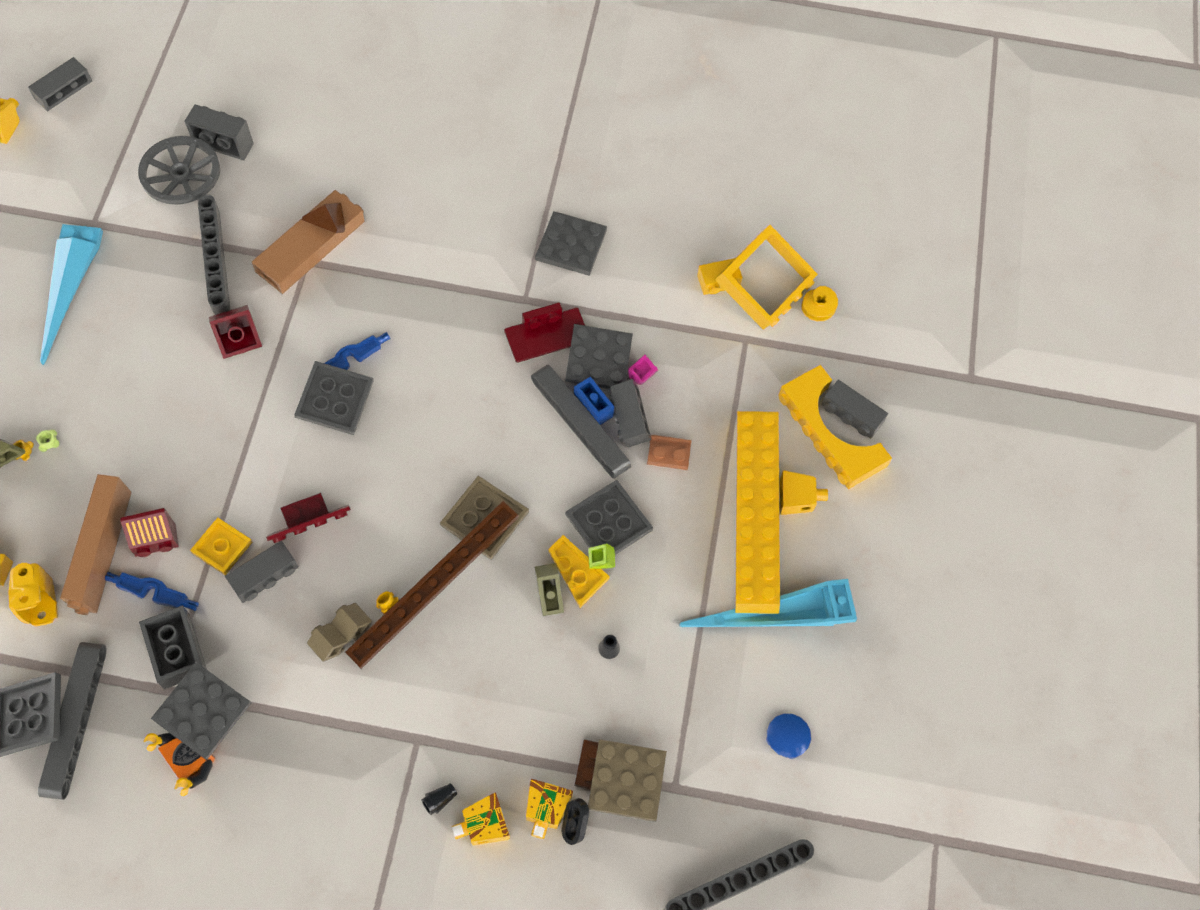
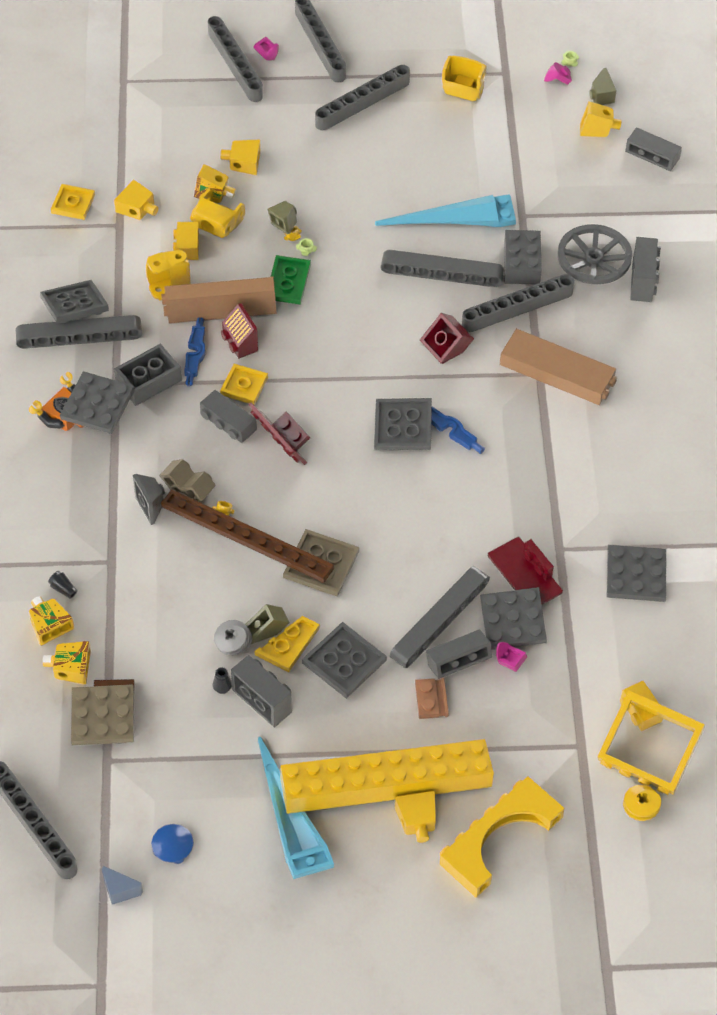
camera: 80 degrees right, 10 degrees down
(81, 464) = (290, 278): none -> green plate
(136, 313) = (442, 268): none -> dark grey beam
(154, 234) = (522, 257): none -> dark grey brick
(327, 217) = (577, 369): reddish brown slope -> none
(349, 677) = (149, 495): none -> dark grey slope
(569, 626) = (240, 642): none -> light grey piece
(575, 821) = (56, 684): black plate -> none
(594, 400) = (460, 619): blue brick -> none
(601, 556) = (304, 657): lime slope -> none
(636, 605) = (261, 690): none -> dark grey brick
(835, 799) = (120, 886): none -> sand blue slope
(854, 409) = (526, 852): dark grey brick -> none

